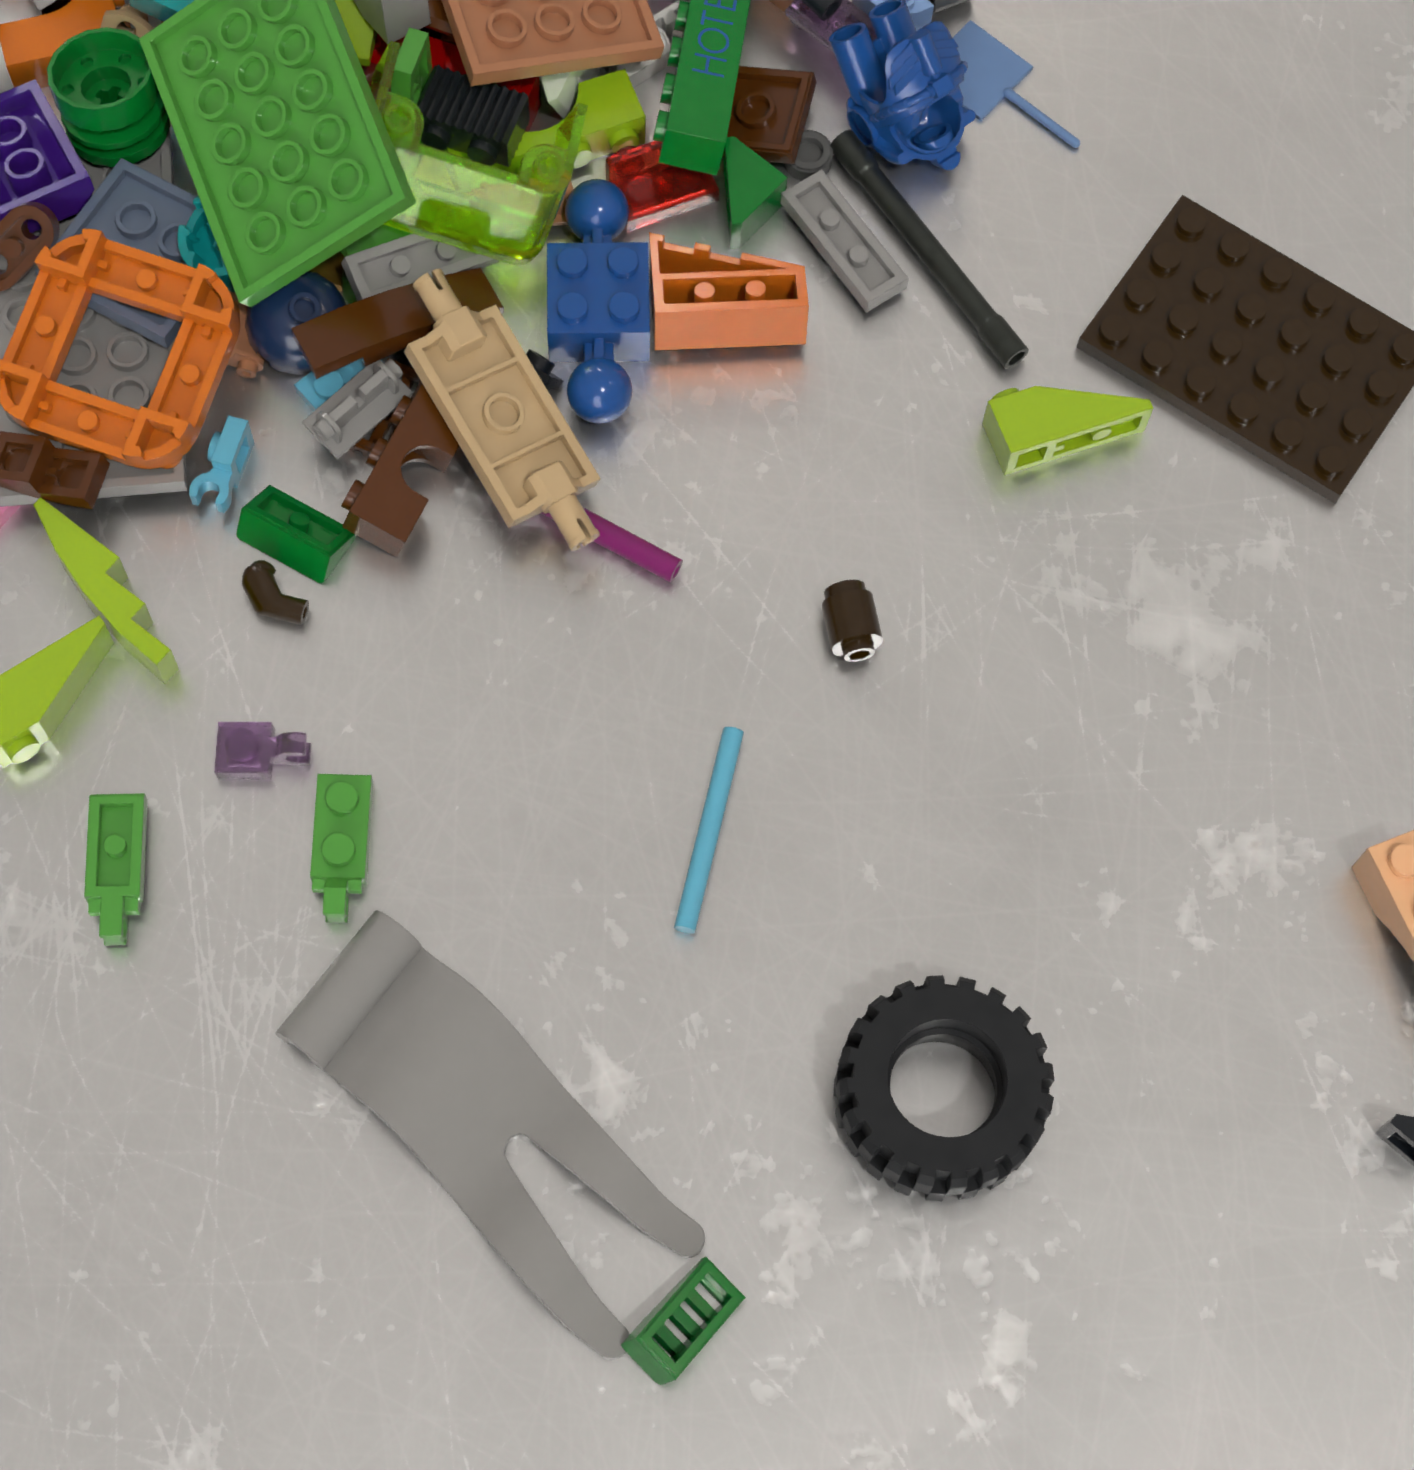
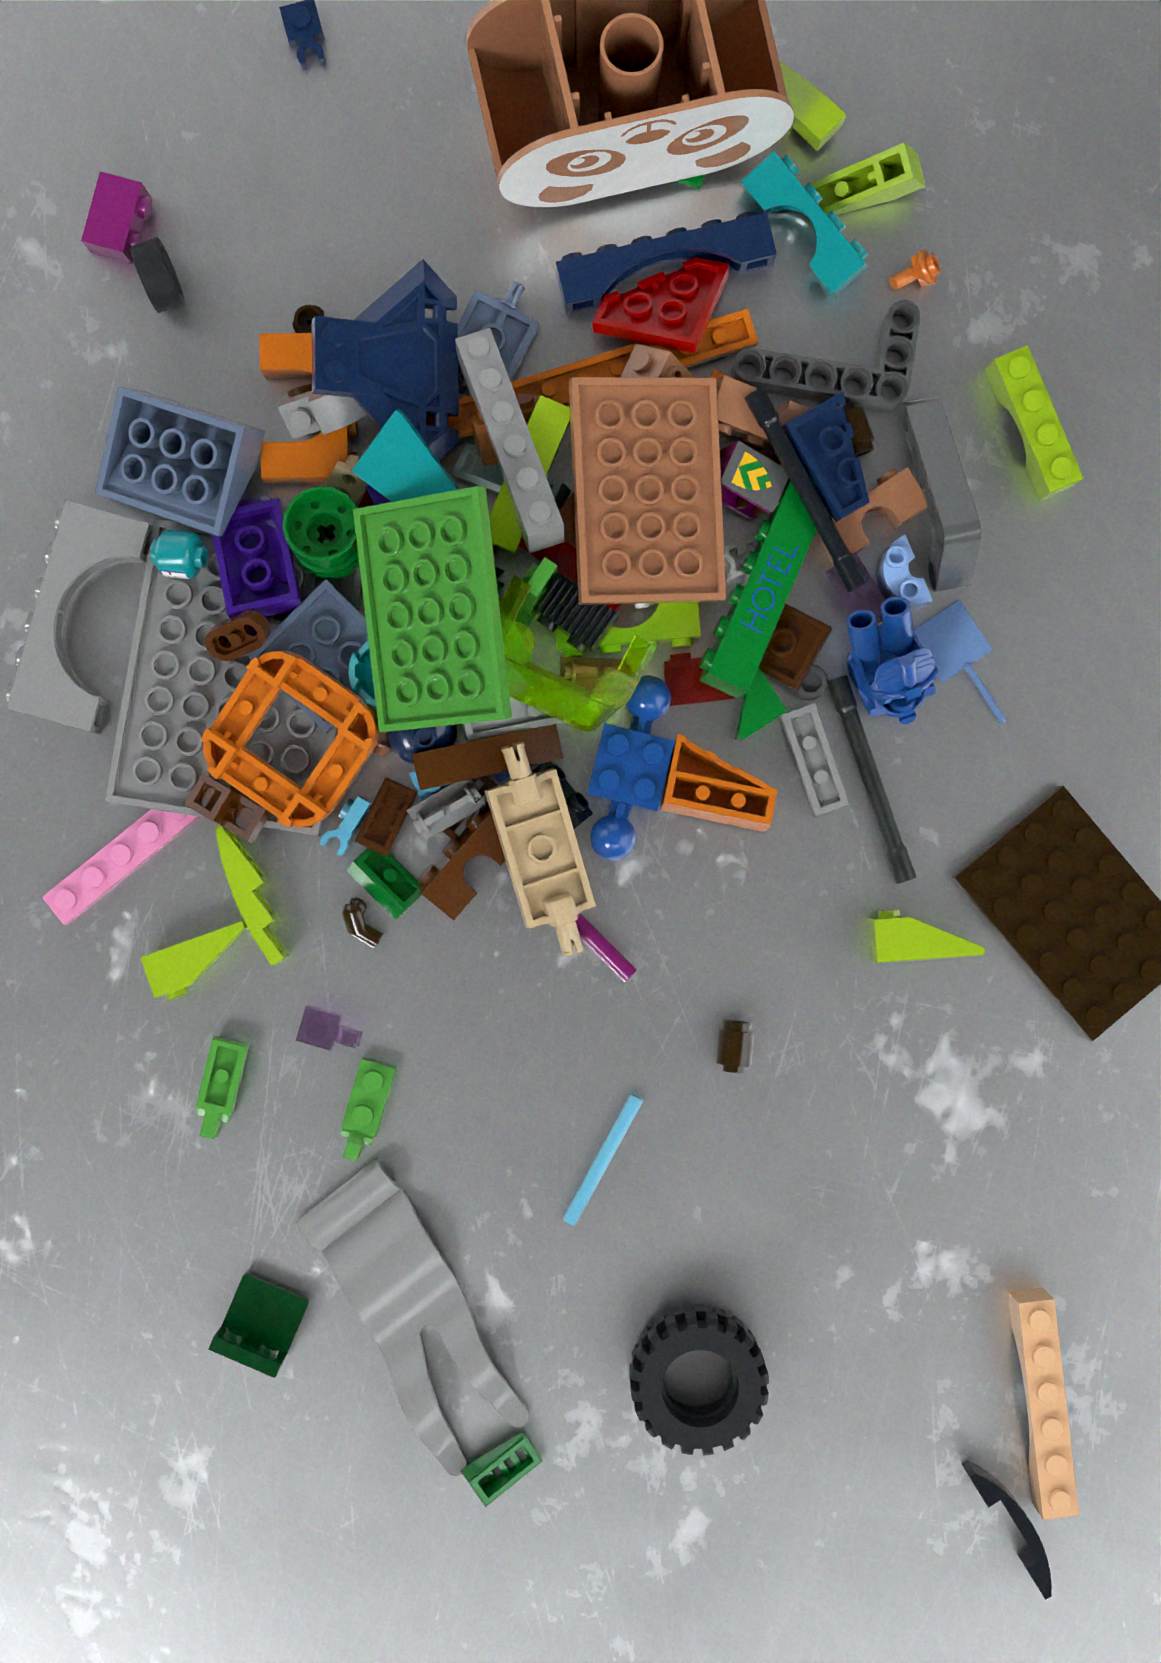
camera: 20 degrees right, 20 degrees up
(254, 1193) = (260, 1325): none -> dark green bracket
(275, 447) = (386, 817): none -> reddish brown plate

